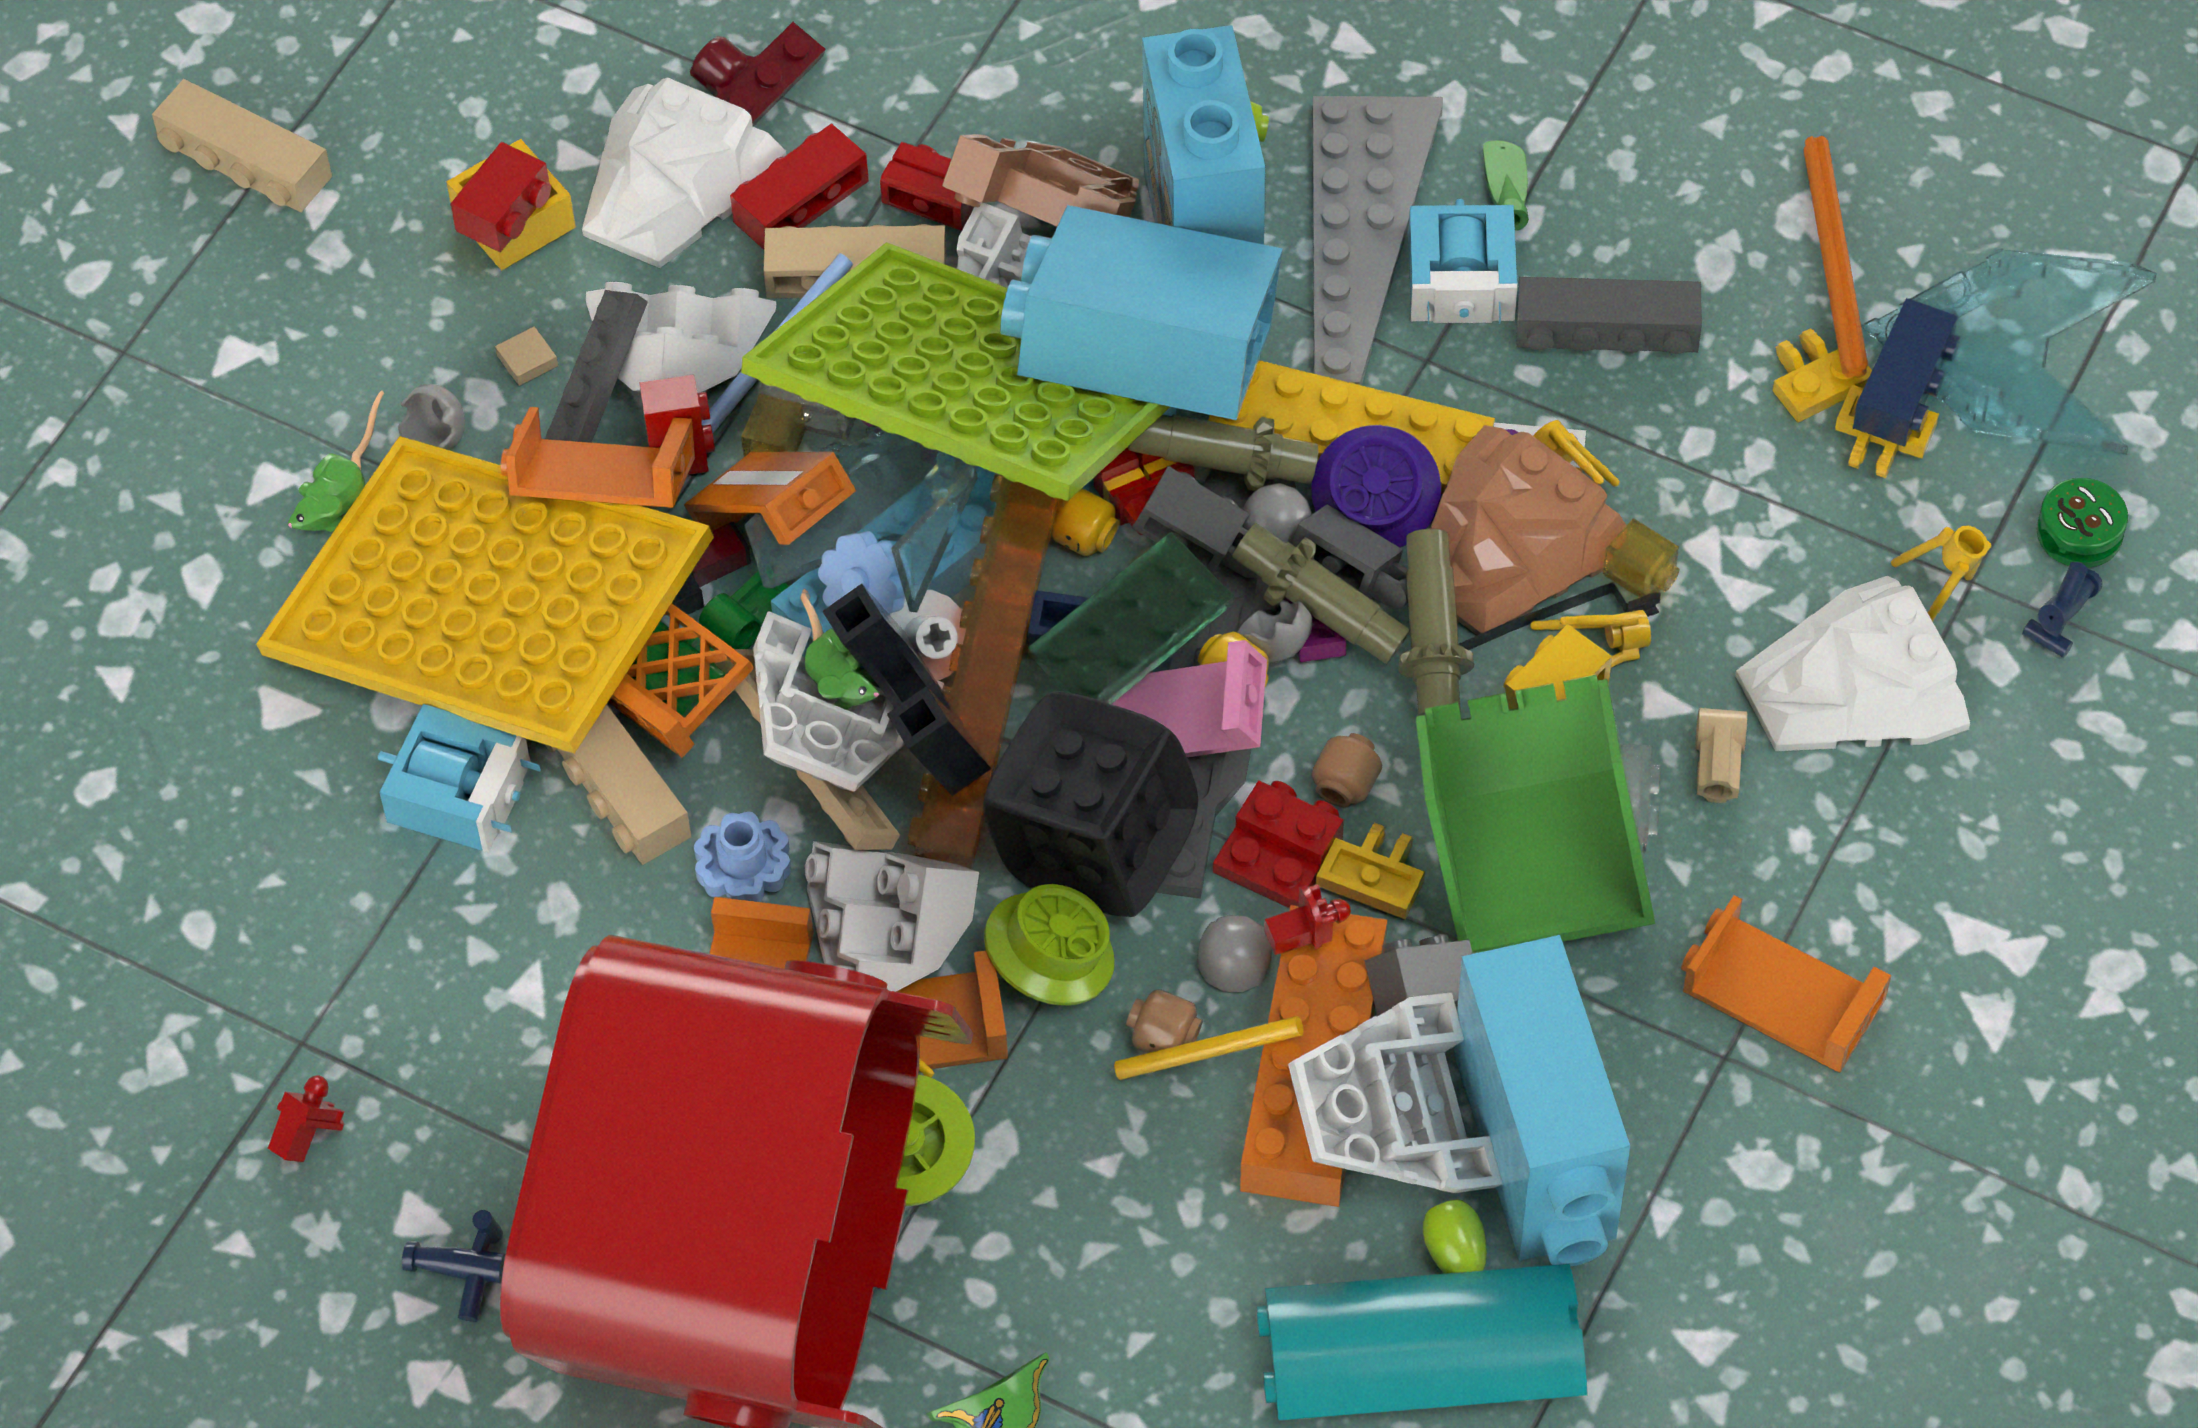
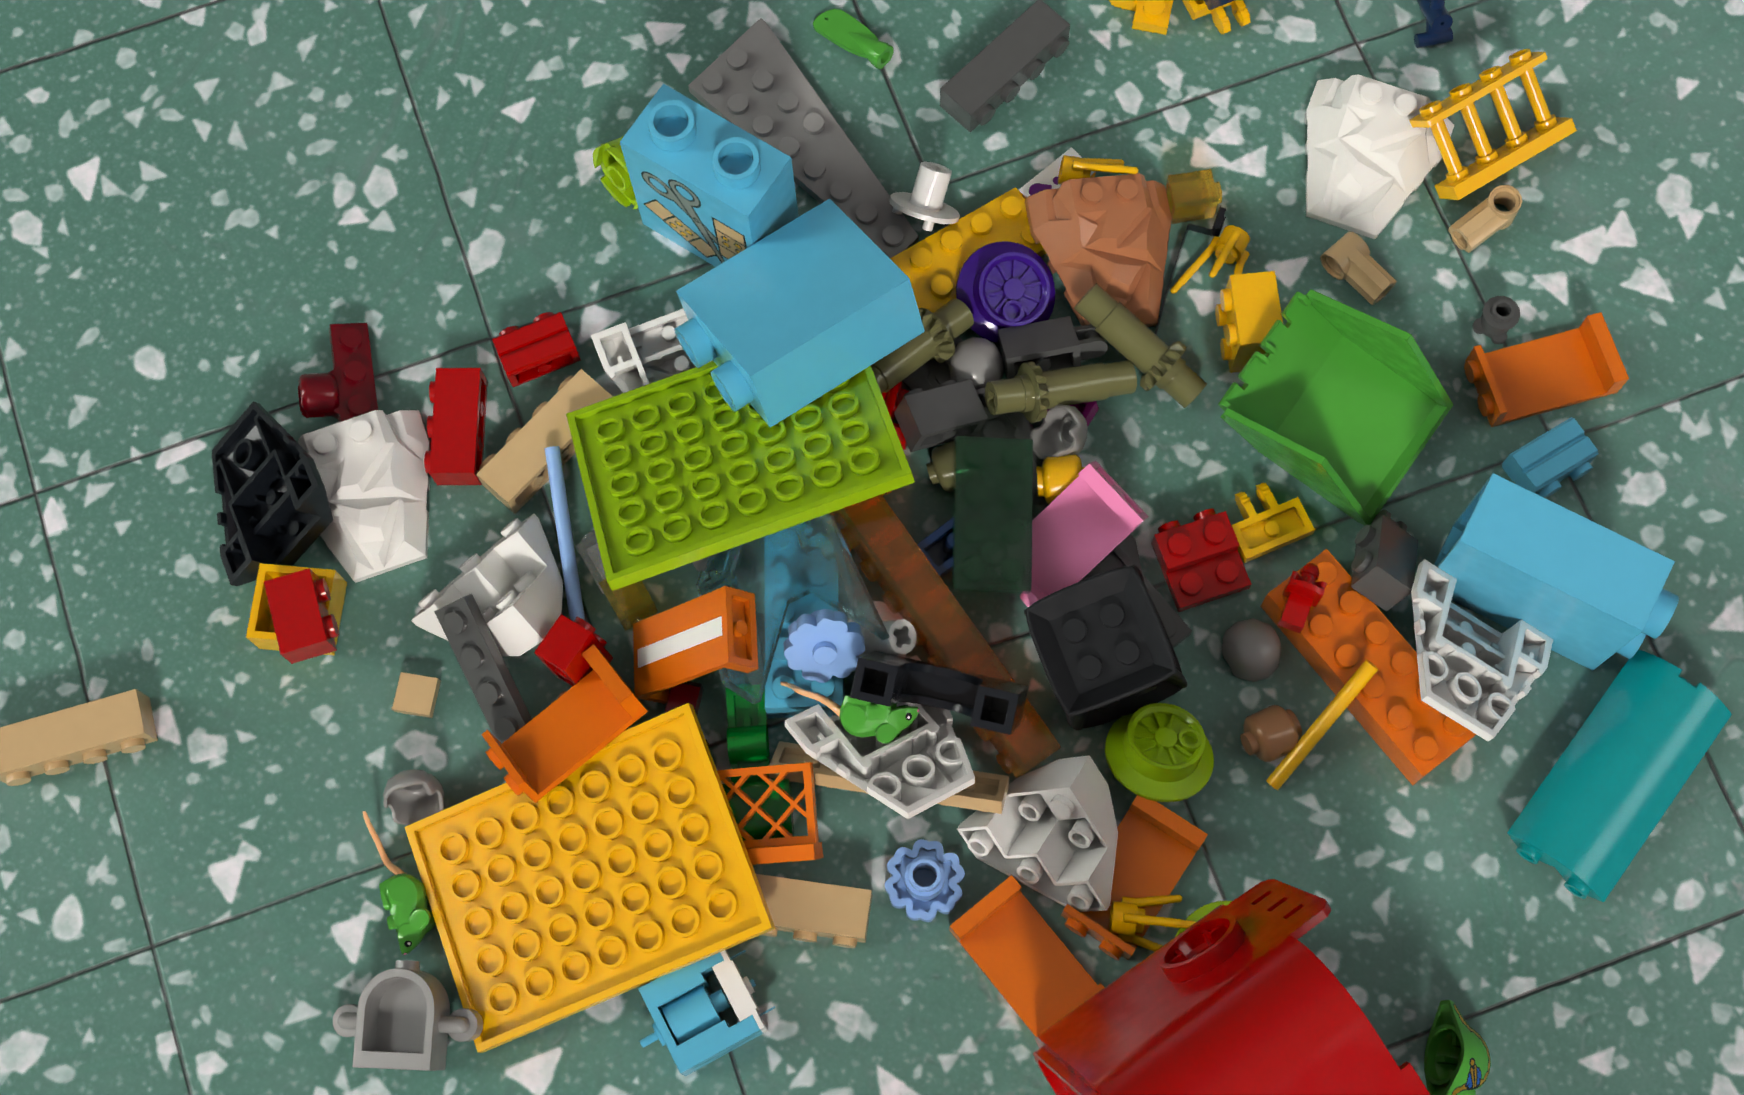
camera: 45 degrees left, 15 degrees up
(231, 568) = (404, 1021): none -> light grey piece
(592, 106) = (269, 496): none -> black wedge
(1036, 179) = (622, 281): nougat wedge -> none
(1346, 770) = (1185, 478): medium nougat head -> none
(1395, 352) = (927, 197): none -> white piece
(1455, 1237) = (1563, 696): lime animal -> none
(1462, 263) = (893, 109): medium azure piece -> none
(1693, 1055) = (1551, 458): none -> medium azure brick
(1797, 906) = (1497, 317): none -> dark grey brick
(1892, 818) = (1486, 219): none -> tan piece
(1960, 554) = (1362, 31): yellow plant -> none
(2003, 782) = (1518, 145): none -> yellow fence

